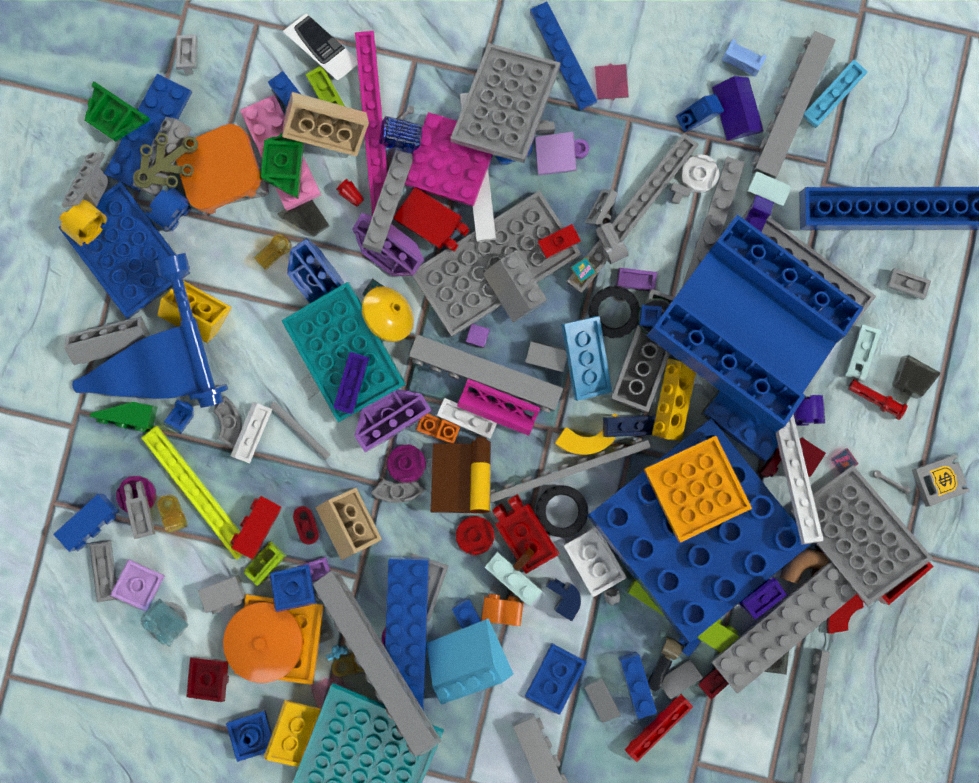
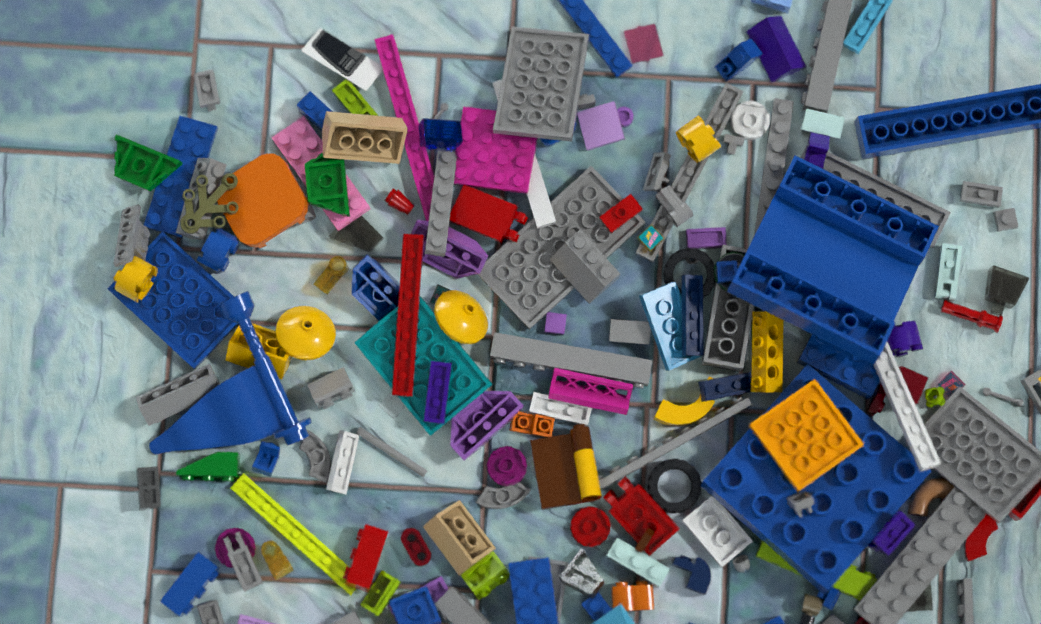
camera: 10 degrees left, 5 degrees down
(62, 424) = (148, 488): none -> dark grey hinge
(236, 312) = (301, 341): none -> yellow dish
(252, 360) = (331, 388): none -> light grey slope
(336, 303) = (408, 315): none -> red tile
(366, 564) = (486, 575): none -> lime bracket
(458, 582) = (582, 575): none -> clear smoke wing
(609, 351) = (692, 315): none -> dark blue plate
(646, 182) = (698, 139): none -> yellow brick
(680, 552) = (800, 501): none -> light grey tile
(823, 466) = (931, 392): none -> lime plate
(927, 312) = (1006, 219): none -> light grey plate

